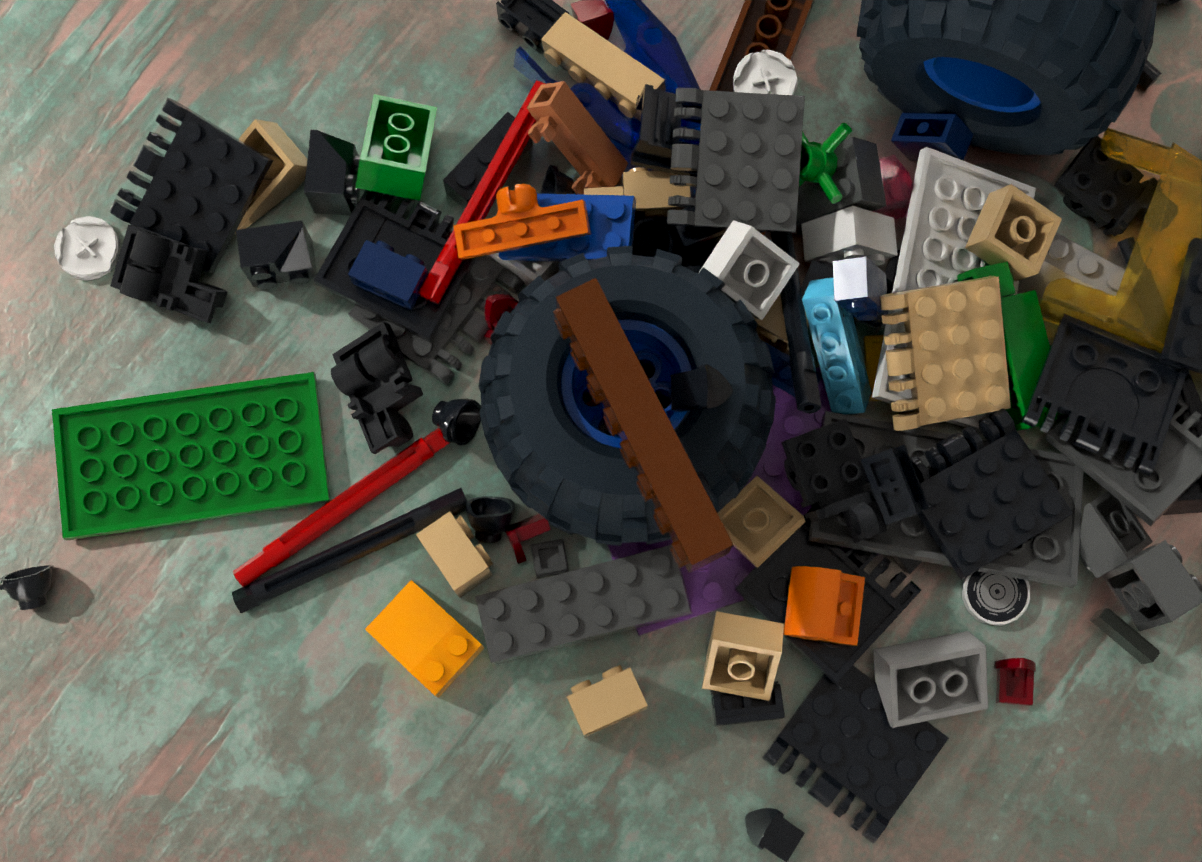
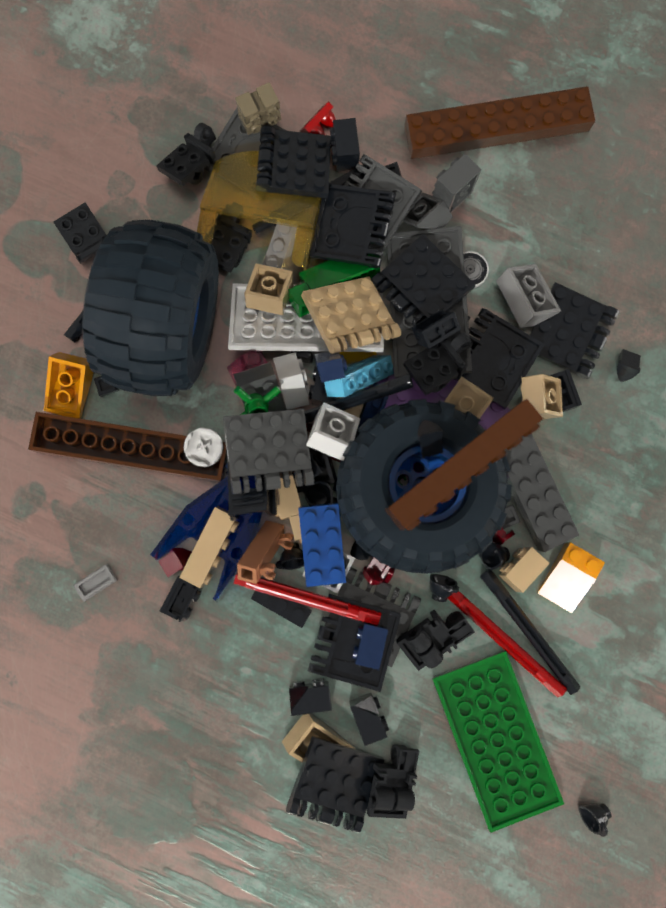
camera: 105 degrees left, 5 degrees up
(87, 248) = (383, 840): white tile -> none
(396, 147) = (288, 661): green brick -> none
(521, 224) = (329, 571): orange plate -> none
(607, 700) = (584, 466): tan brick -> none
(824, 605) = (508, 357): orange brick -> none
(937, 131) = (216, 345): dark blue brick -> none
(1015, 681) = (516, 252): dark red tile -> none
(1125, 636) = (479, 198): pearl dark grey tile -> none

